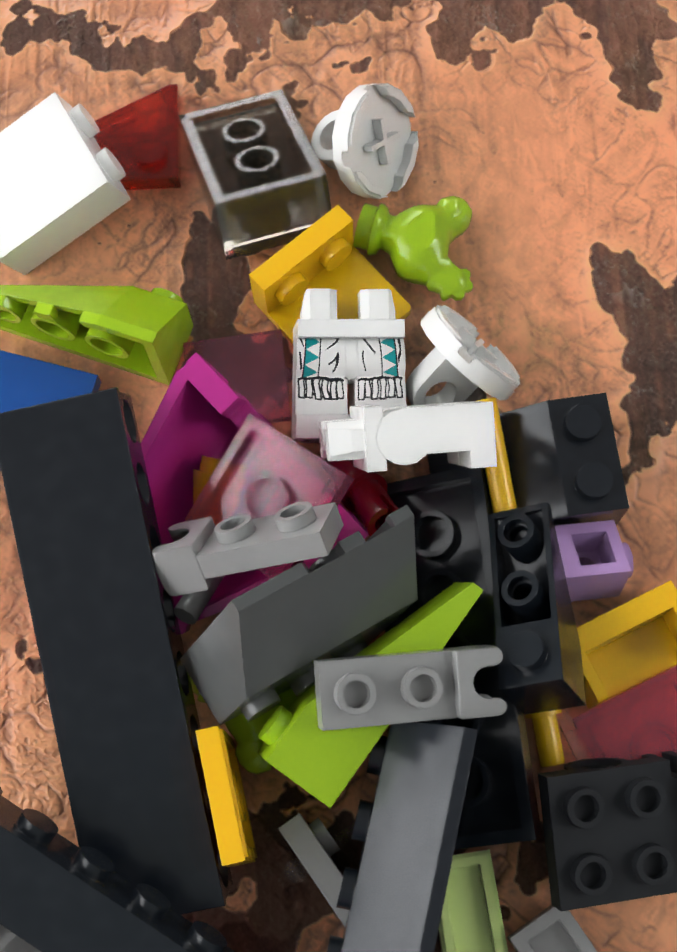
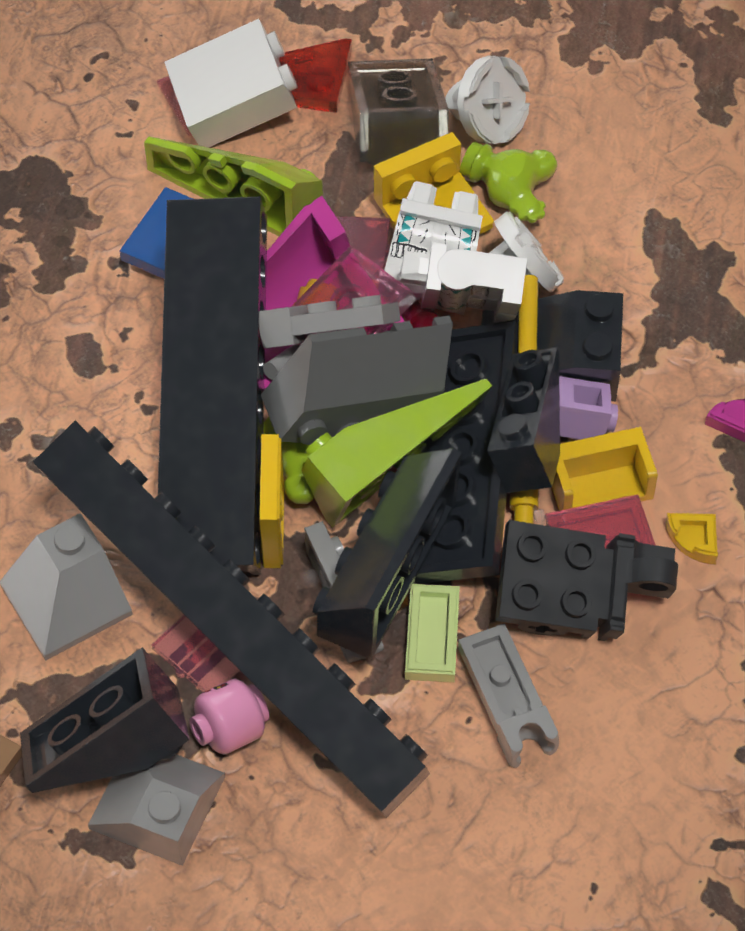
camera: 10 degrees right, 15 degrees down
(404, 687) = (419, 429): light grey plate -> none

